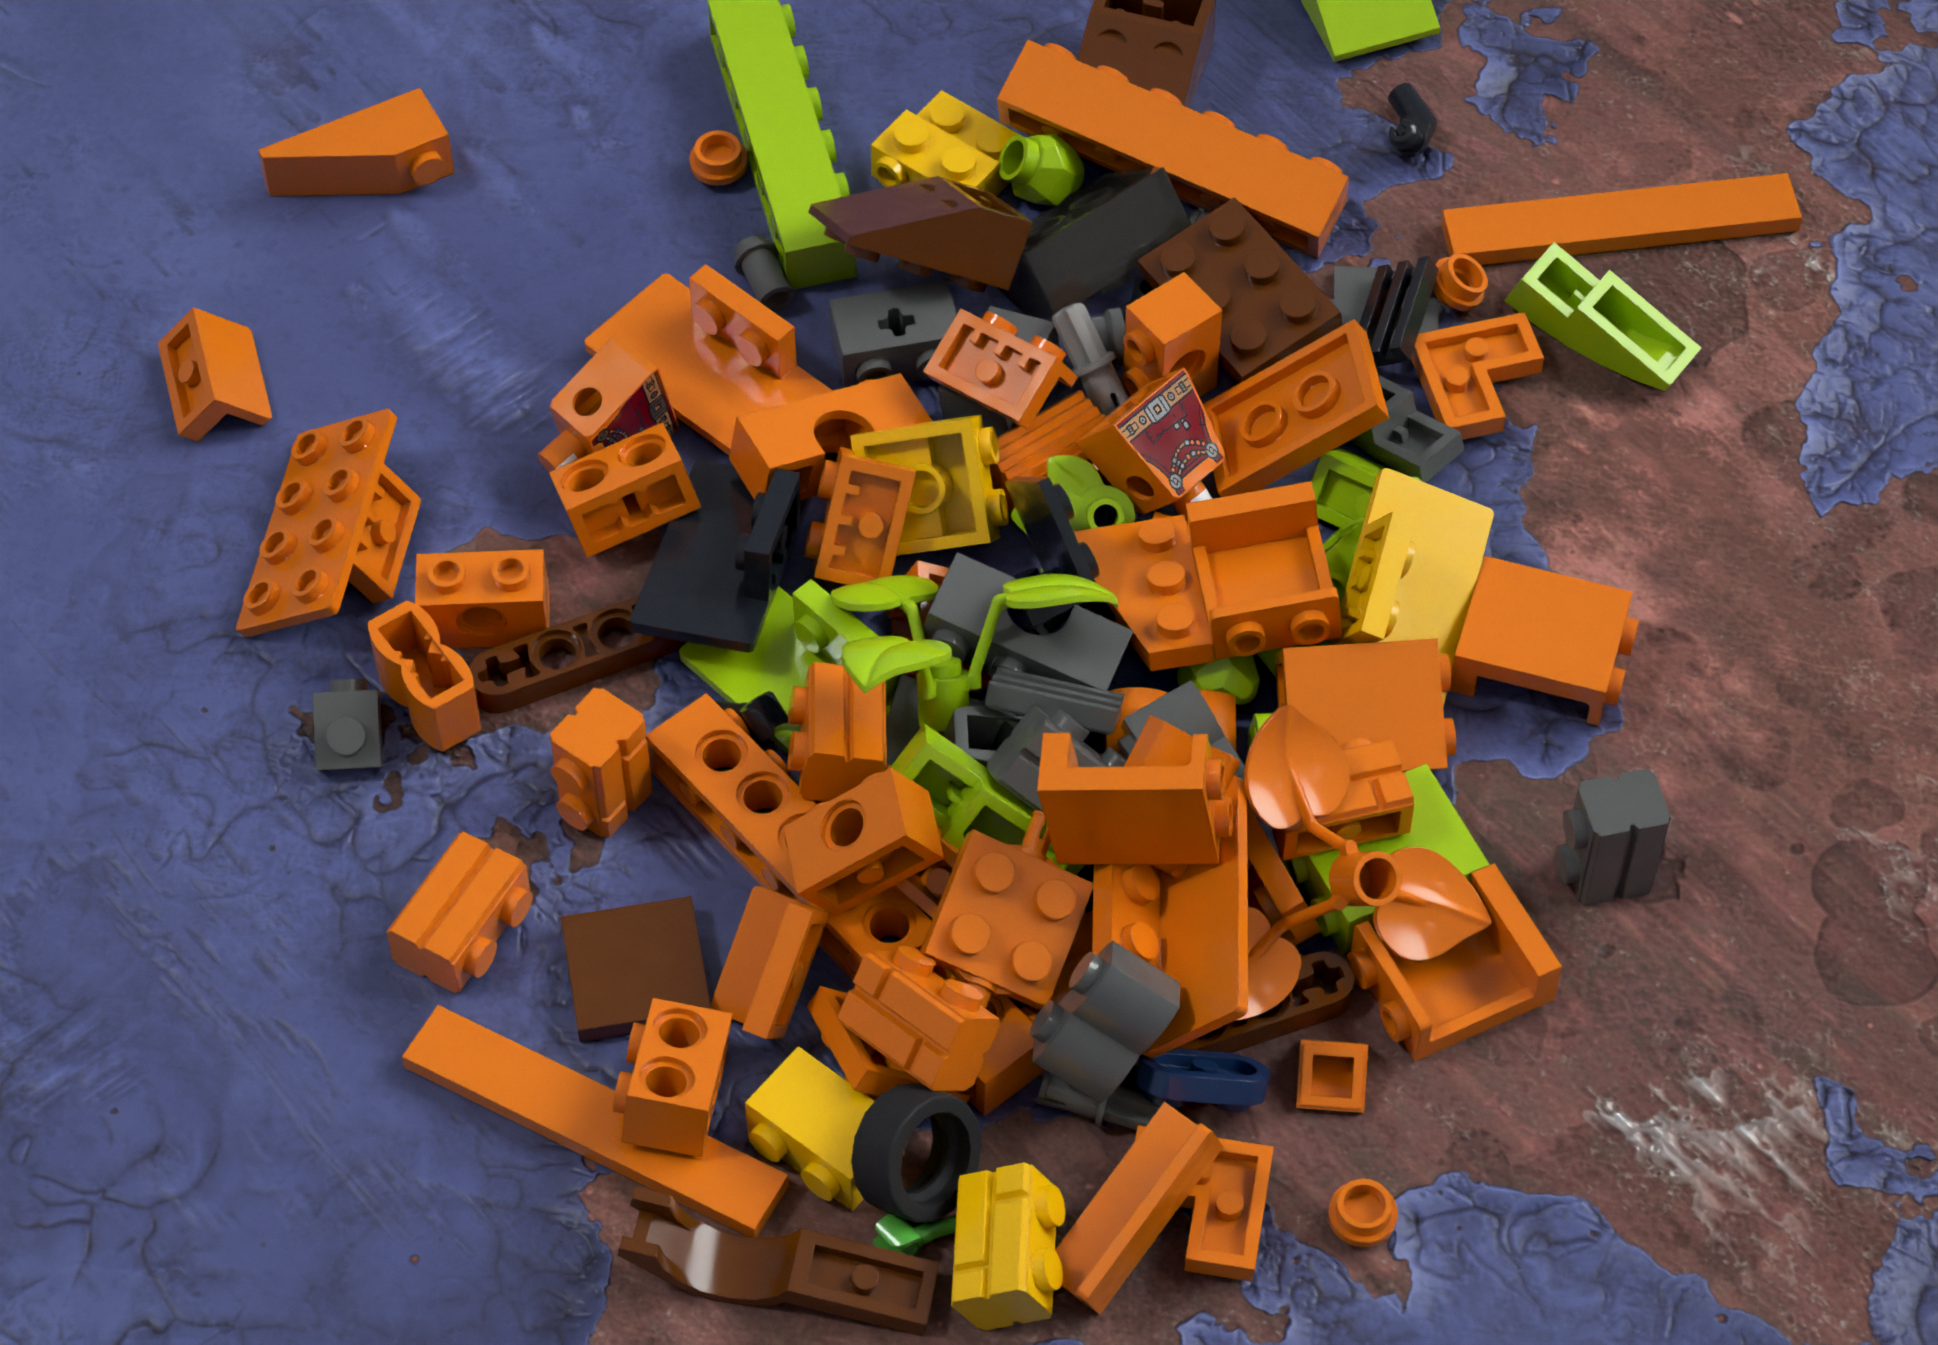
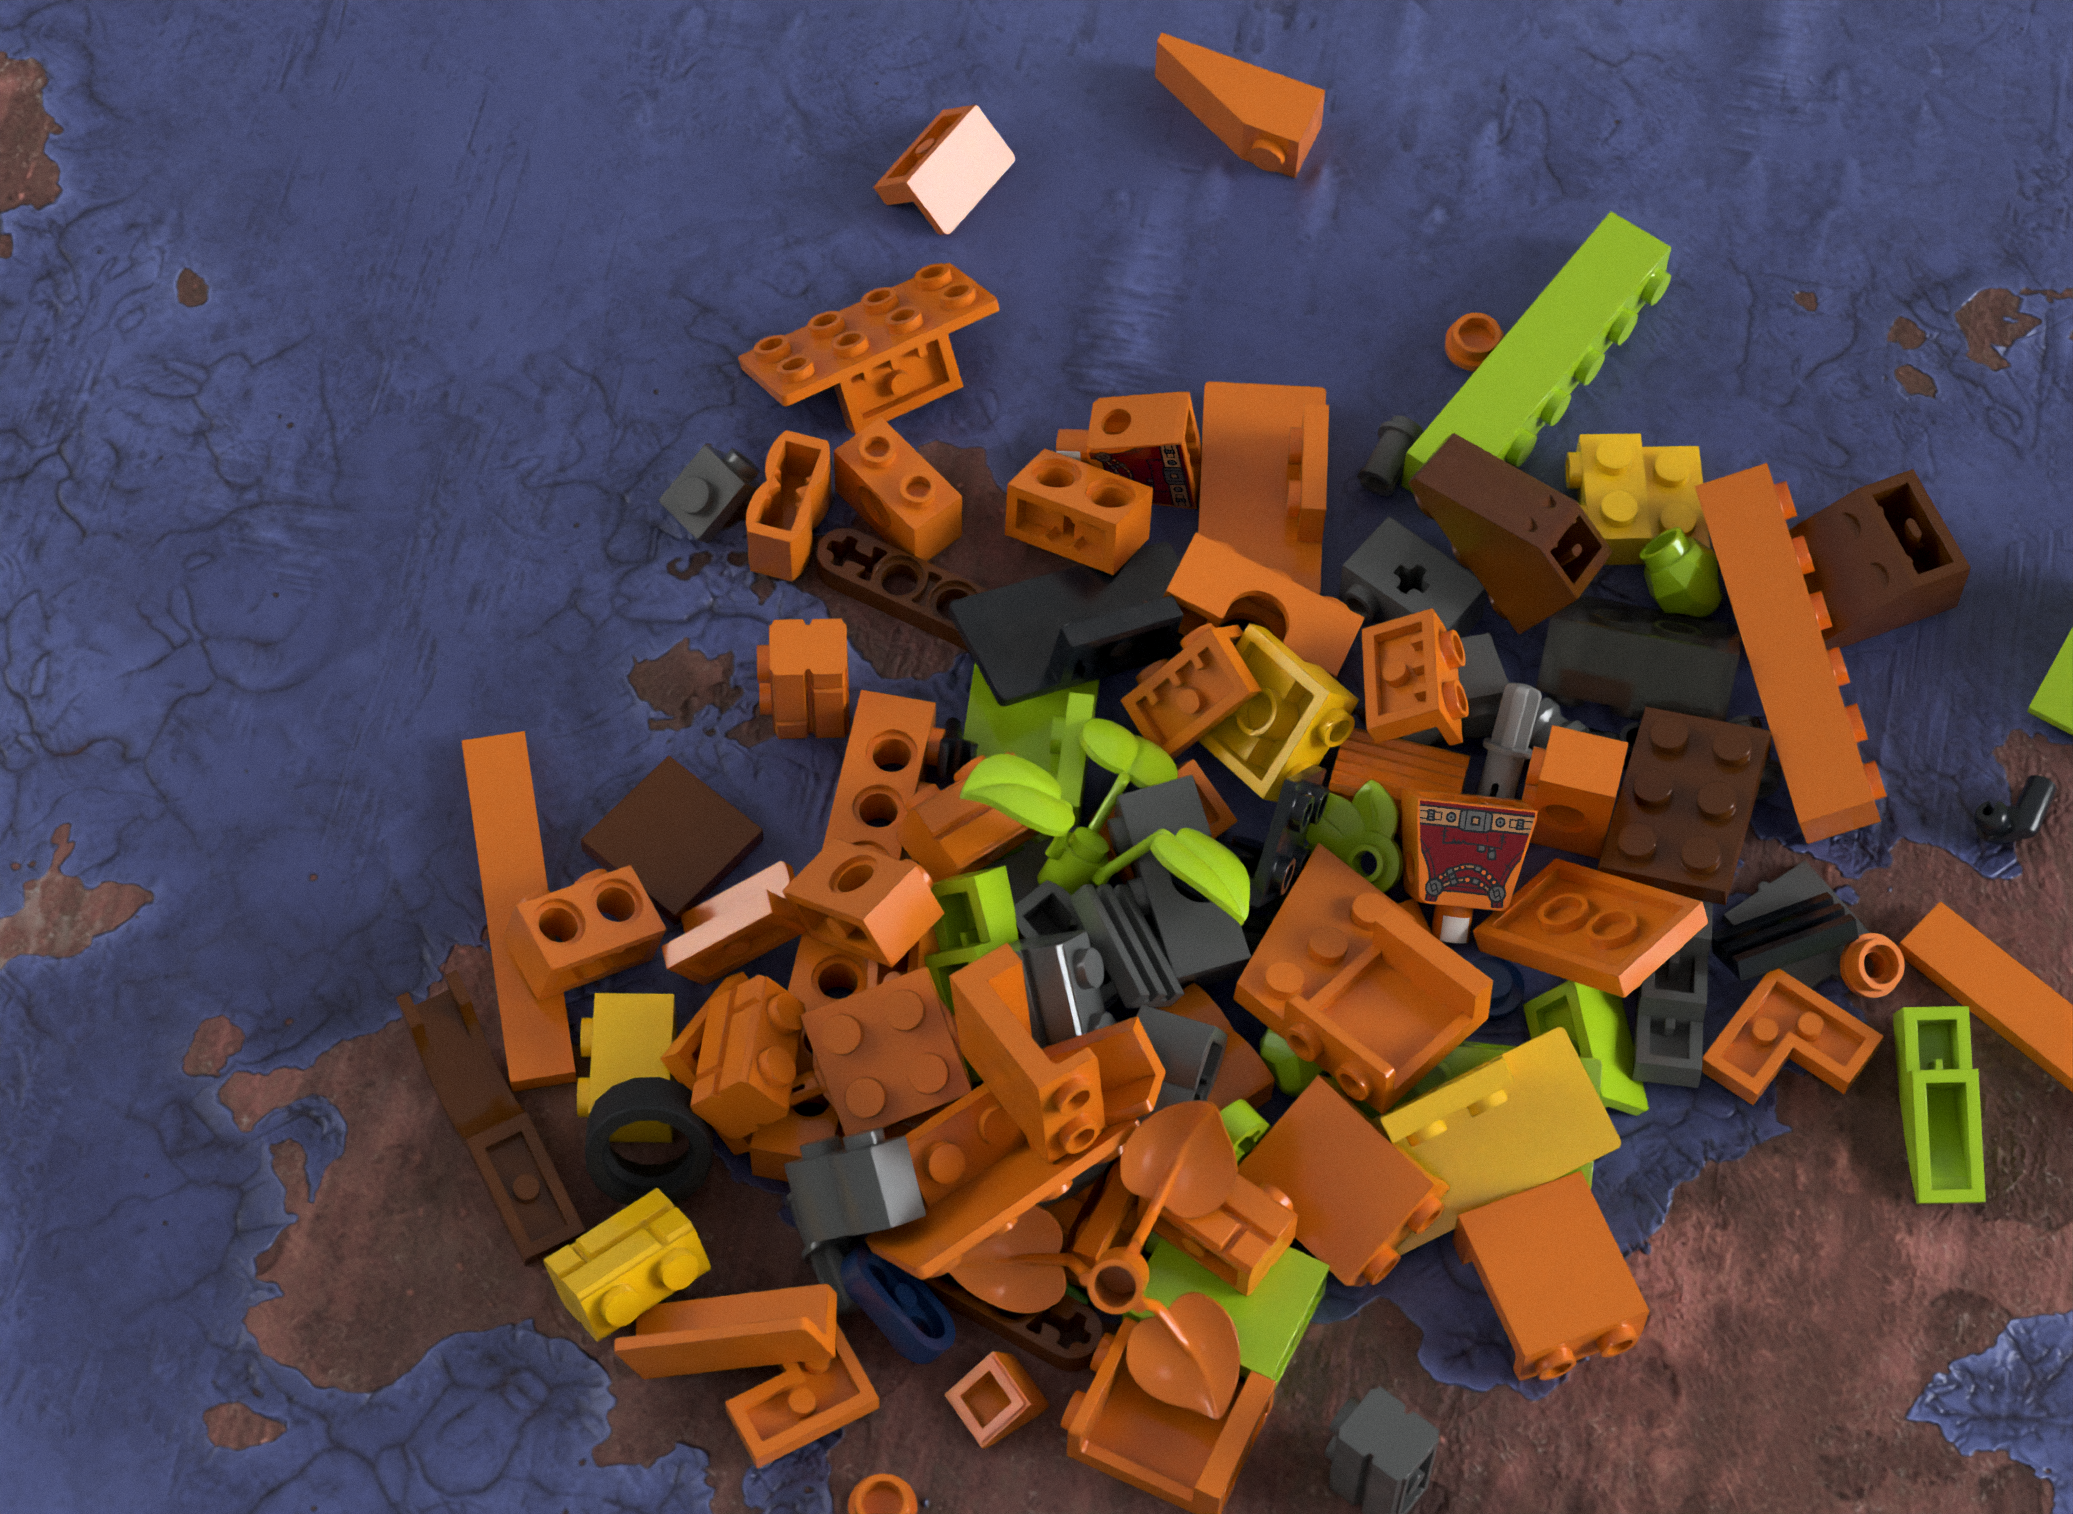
camera: 50 degrees right, 5 degrees up
(460, 913) = (612, 686): orange brick -> none
(900, 1236) = (587, 1196): bright green hand -> none

